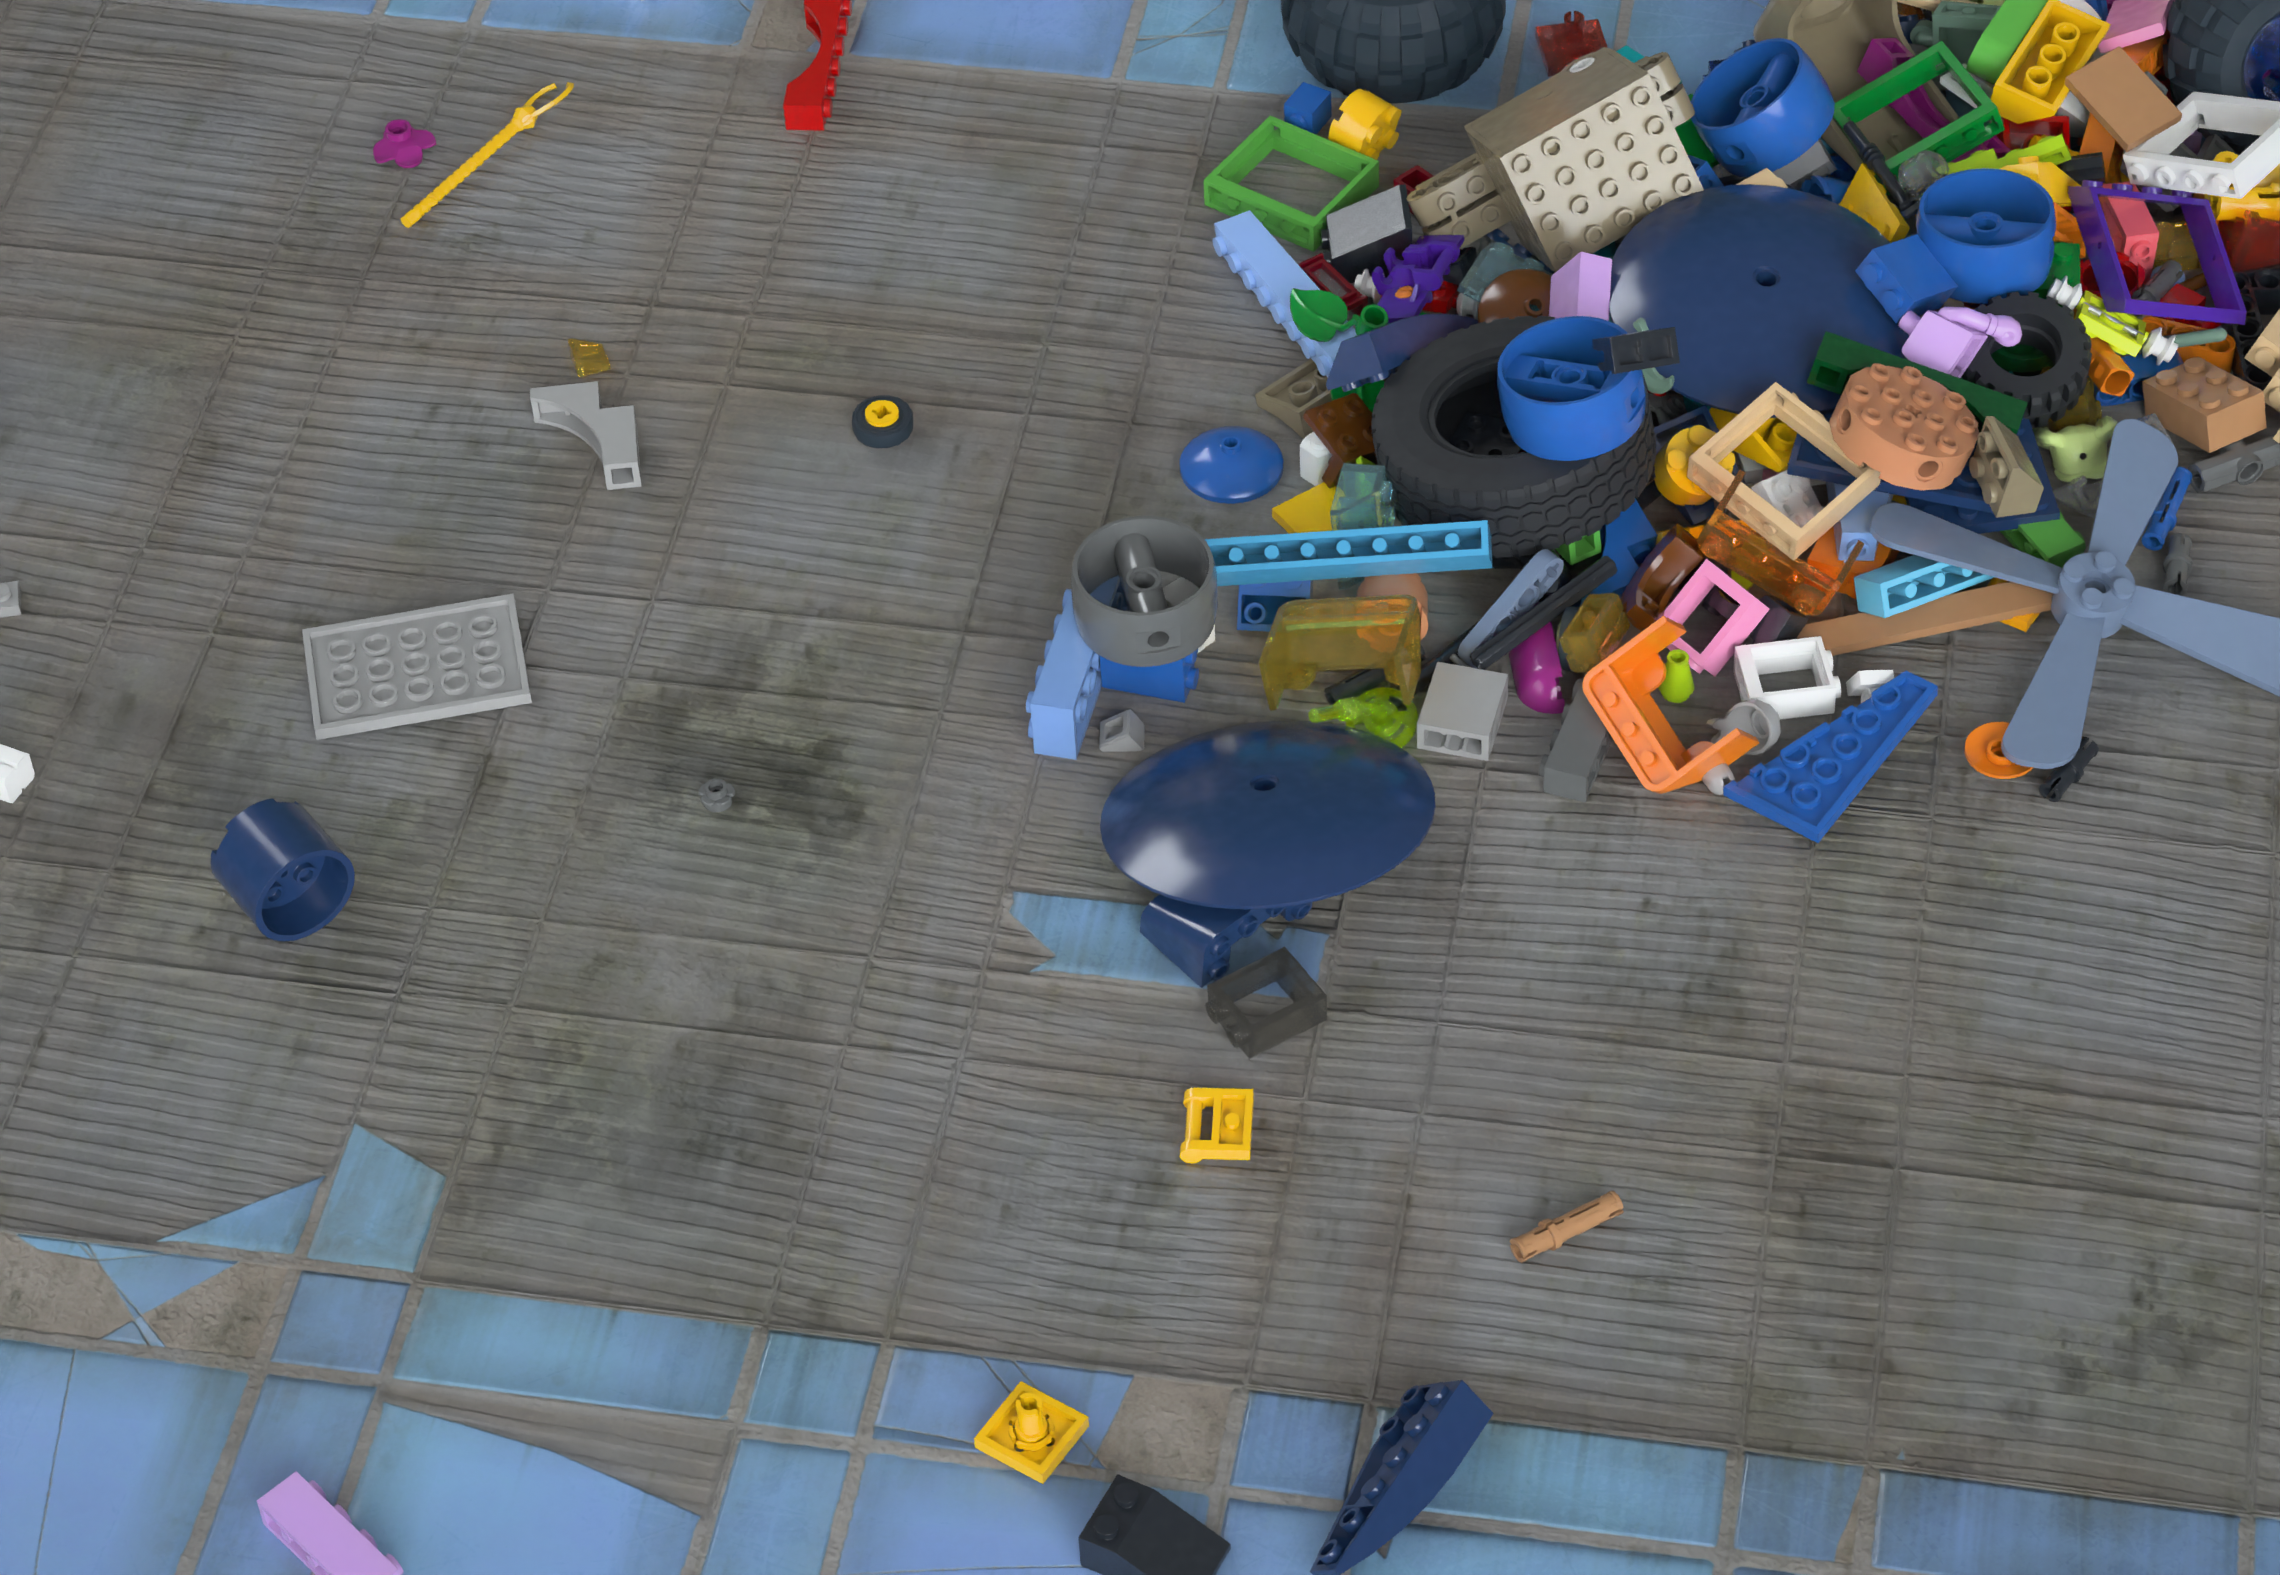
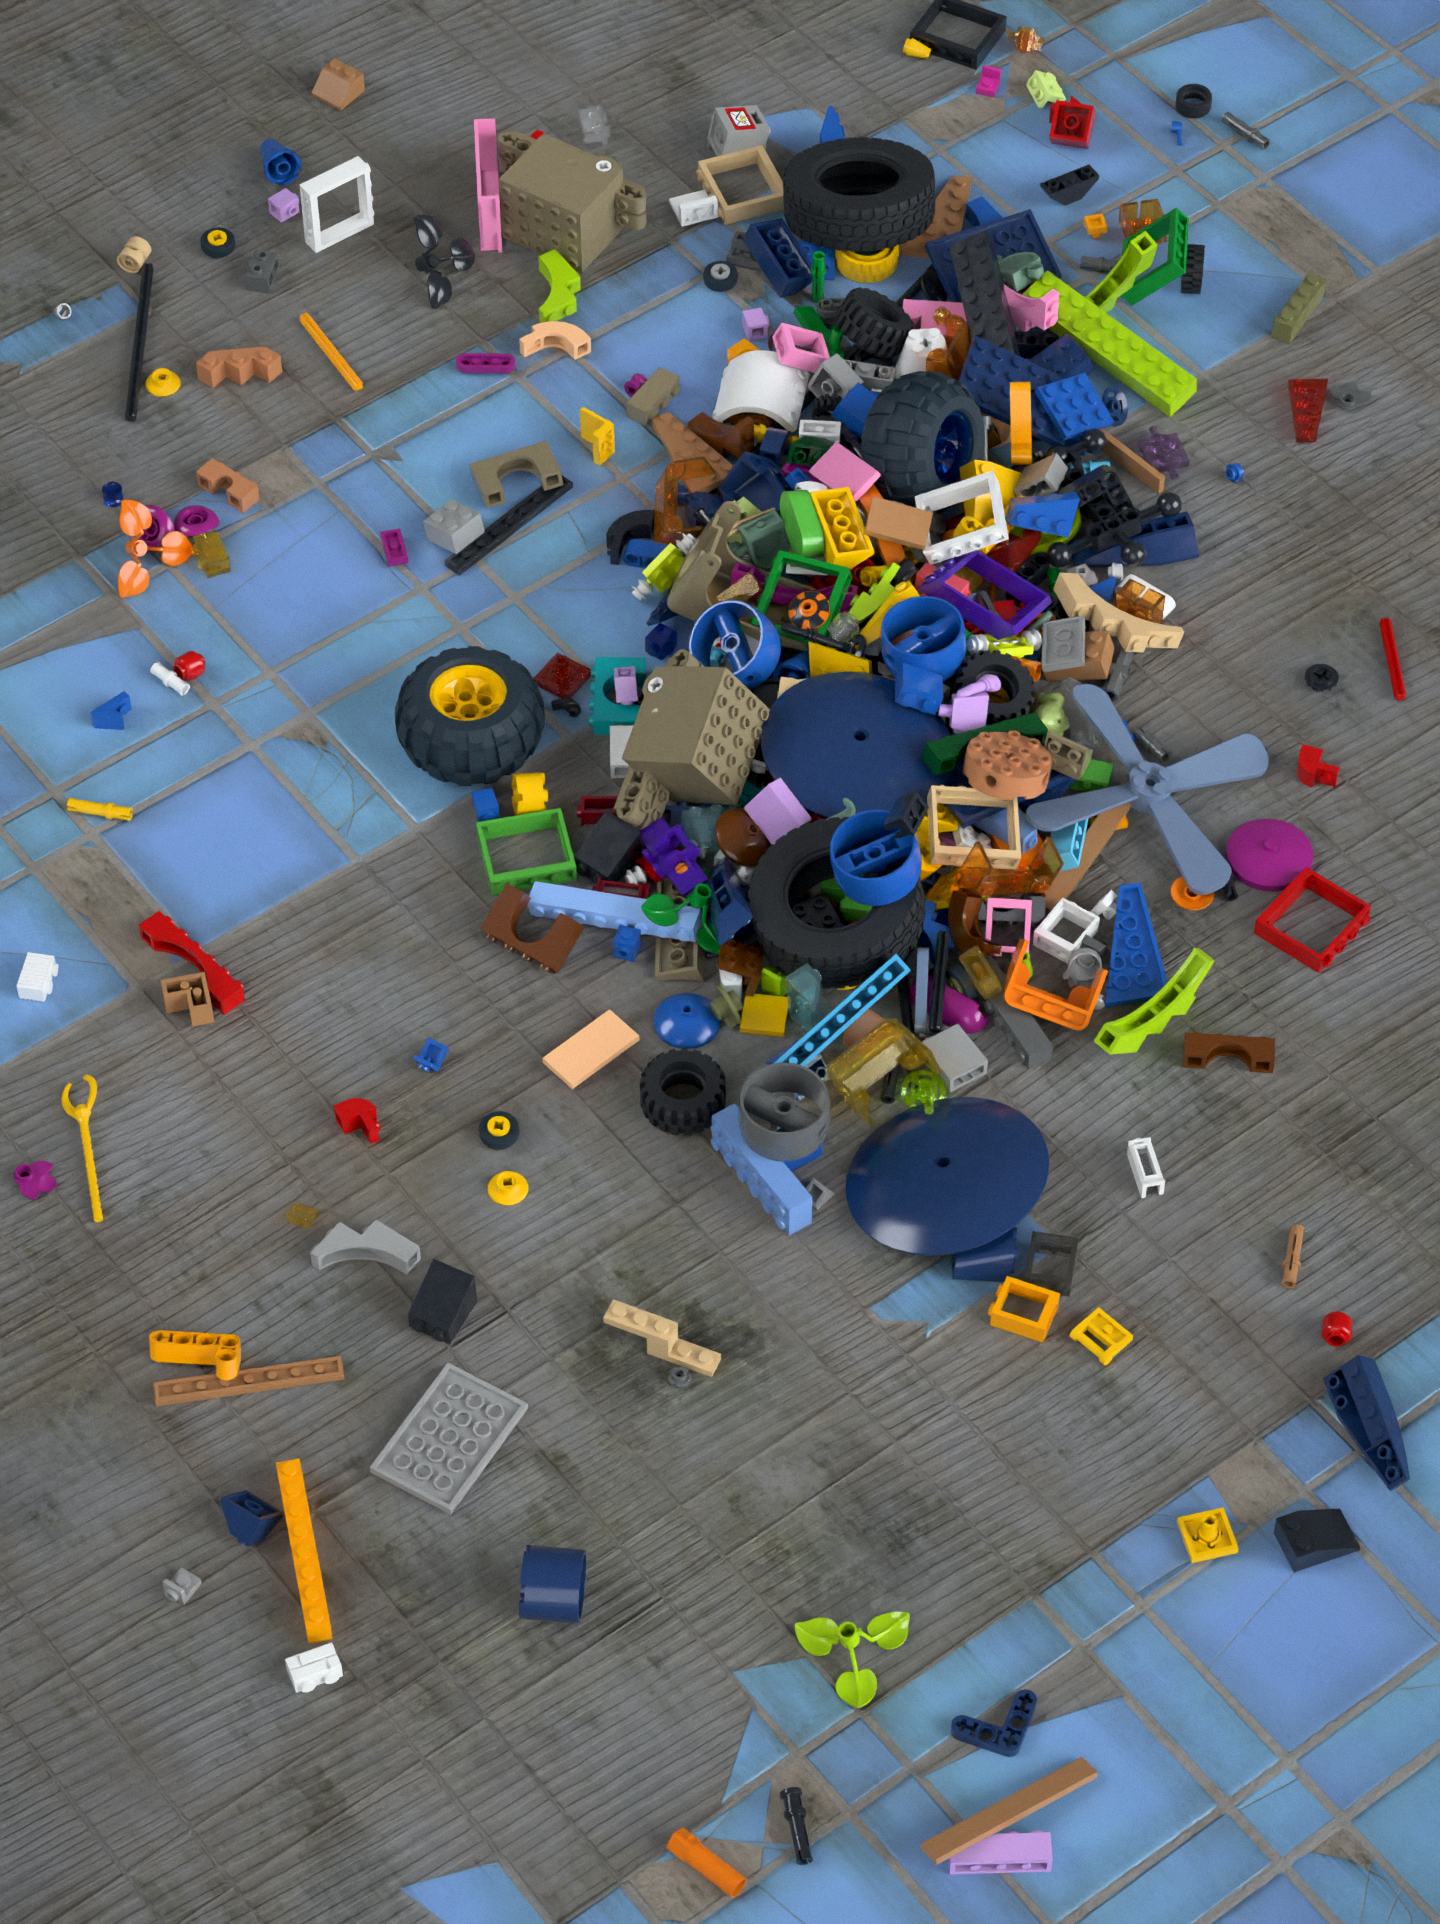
camera: 50 degrees left, 5 degrees up
(49, 1277) = (690, 1849): none -> orange piece
(134, 655) = (304, 1551): none -> light orange brick
(136, 583) = (249, 1517): none -> dark blue slope
(198, 1313) = (795, 1815): none -> black pin
(322, 411) = (198, 1348): none -> light orange beam
(324, 469) = (249, 1381): none -> medium nougat tile
(393, 1507) = (1008, 1810): none -> medium nougat tile
(481, 1172) = (820, 1633): none -> lime plant
(514, 1434) = (1000, 1735): none -> dark blue beam
(584, 533) = (443, 1302): none -> black slope
(744, 737) = (662, 1338): none -> tan bracket
(760, 82) = (189, 993): none -> medium nougat brick
(764, 307) = (357, 1114): none -> red brick
(819, 485) = (508, 1194): none -> yellow piece
(917, 304) = (431, 1055): none -> blue bracket
(1086, 414) = (590, 1049): none -> light nougat tile
(1101, 489) = (682, 1068): none -> black tyre
(1159, 233) = (549, 951): none -> reddish brown arch
(1163, 1056) = (1020, 1325): none -> light orange window
(1267, 340) = (627, 943): none -> blue brick
(1278, 471) = (726, 1006): none -> olive piece
(1501, 1344) = (1336, 1328): none -> red head
(1524, 990) = (1145, 1165): none -> white window
(1535, 73) = (568, 704): none -> black arm
(1754, 839) = (1151, 1018): none -> lime arch
(1771, 921) = (1255, 1052): none -> reddish brown arch
(1794, 719) = (1089, 942): none -> dark grey tile
(1856, 69) = (741, 590): none -> clear yellow panel
(1903, 129) = (813, 617): none -> dish
(2115, 844) = (1331, 892): none -> red window
(2167, 785) = (1268, 854): none -> magenta dish
(2189, 370) = (1063, 644): none -> light grey tile

